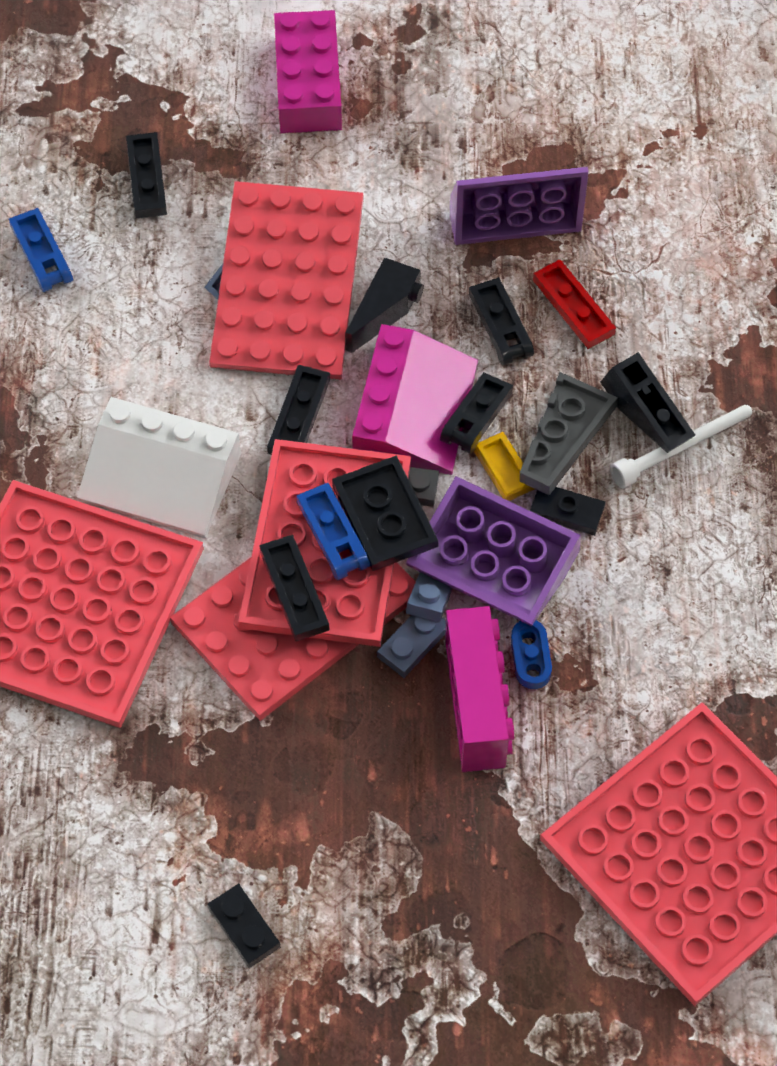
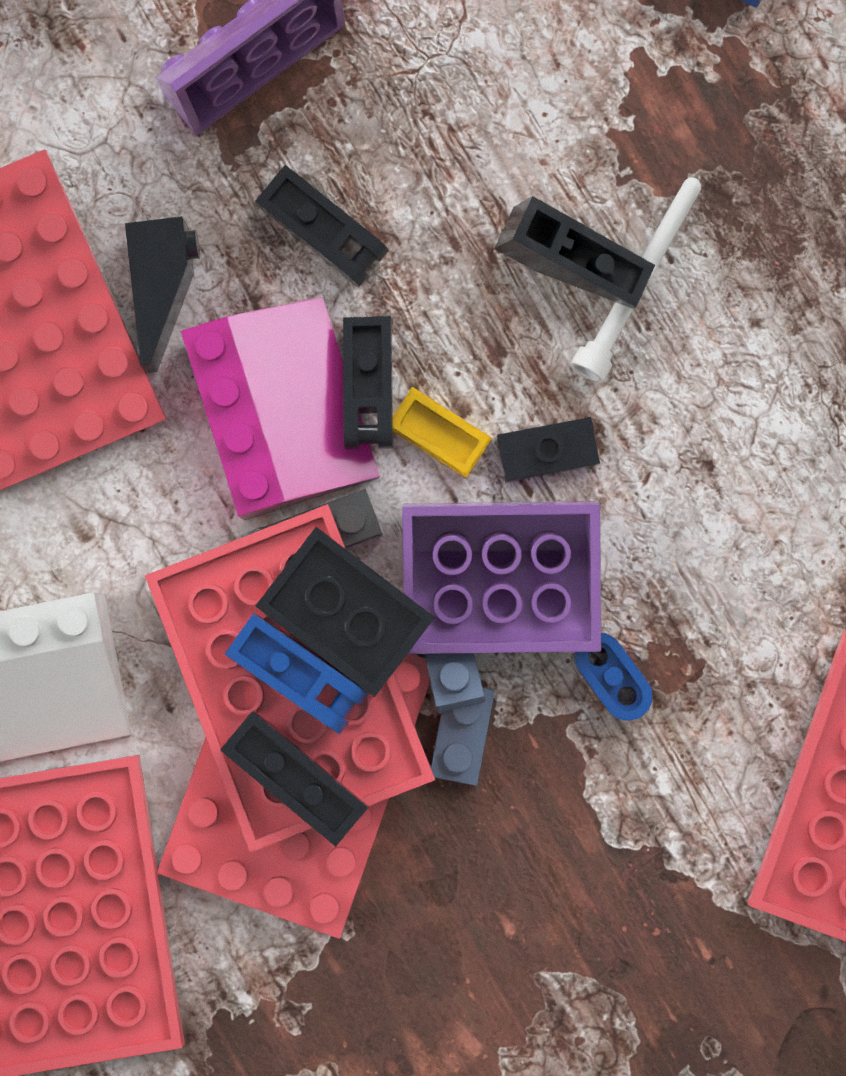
camera: 25 degrees left, 25 degrees up
(300, 406) = (144, 501): black plate -> none
(478, 689) = (584, 776): dark pink brick -> none
(568, 426) = (489, 335): dark grey wing -> none
(574, 304) = (399, 148): red plate -> none

